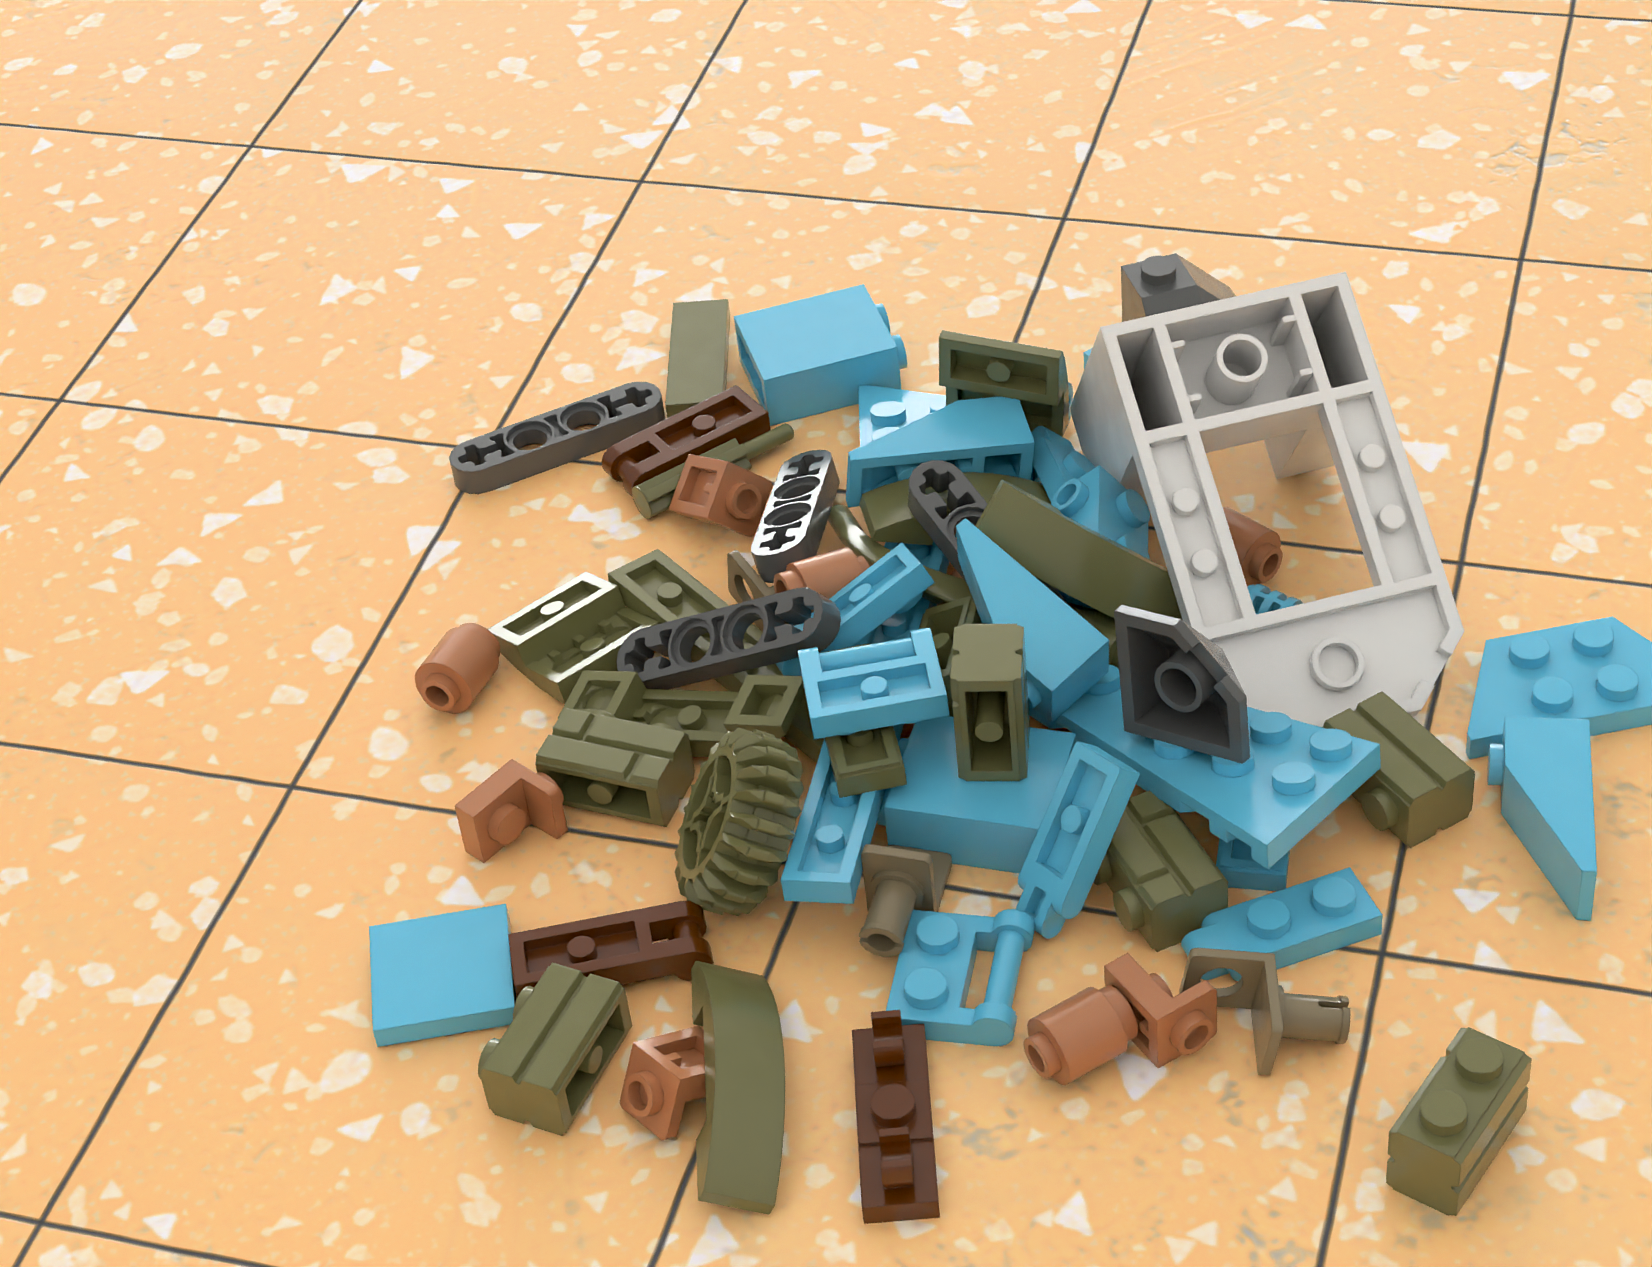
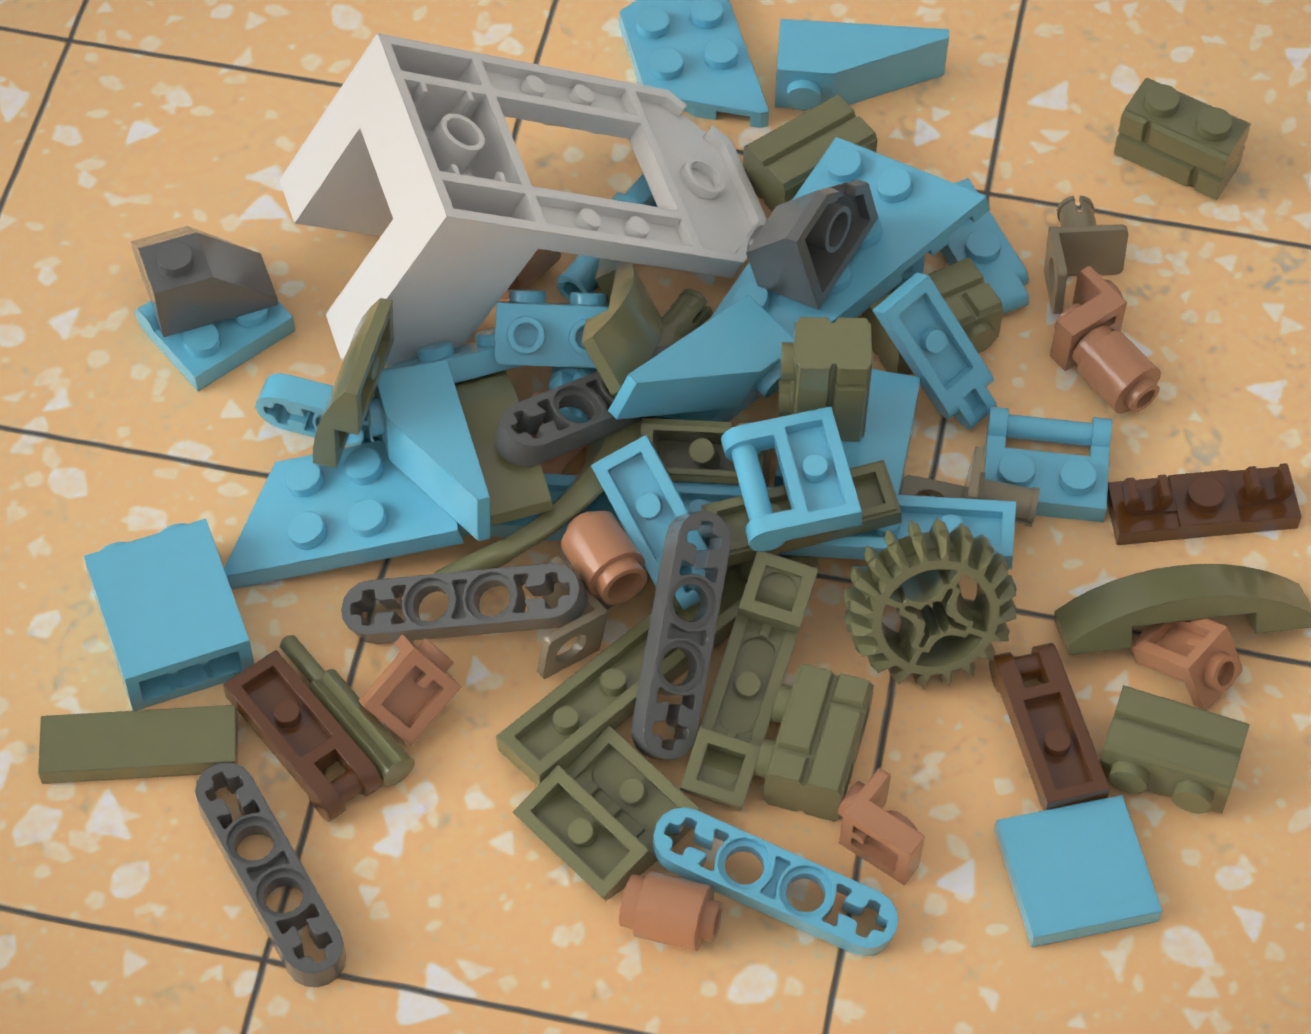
camera: 100 degrees left, 15 degrees up
(427, 794) = (779, 871): none -> medium azure beam

